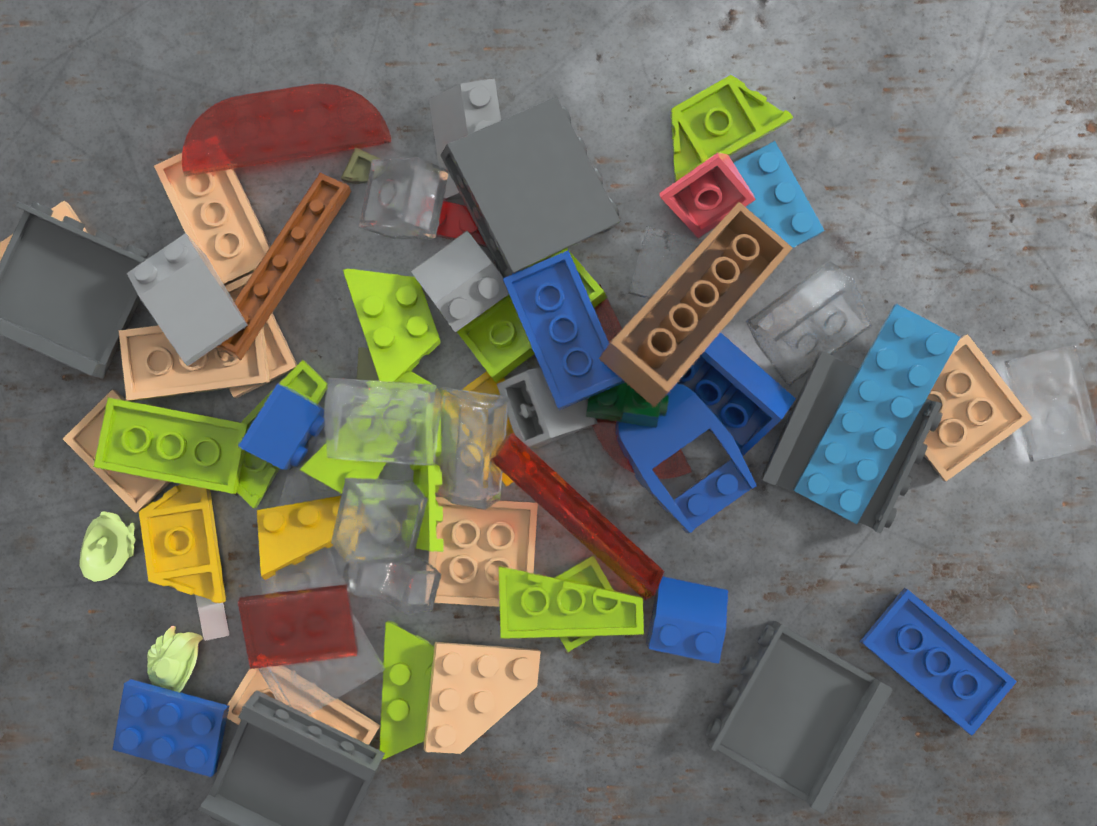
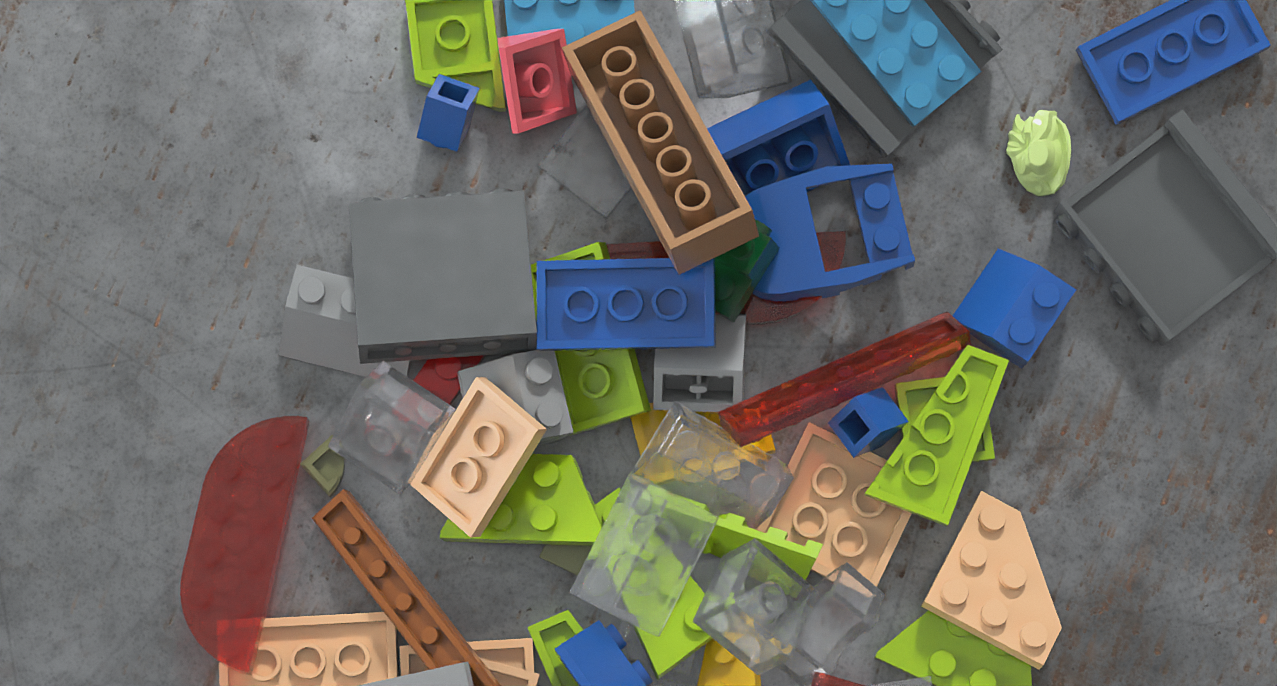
camera: 70 degrees left, 5 degrees down
(407, 270) = (478, 457): none -> light nougat plate
(554, 547) = (868, 422): none -> blue brick
(656, 141) = (447, 113): none -> blue brick
(814, 592) = (1040, 152): none -> yellowish green hat

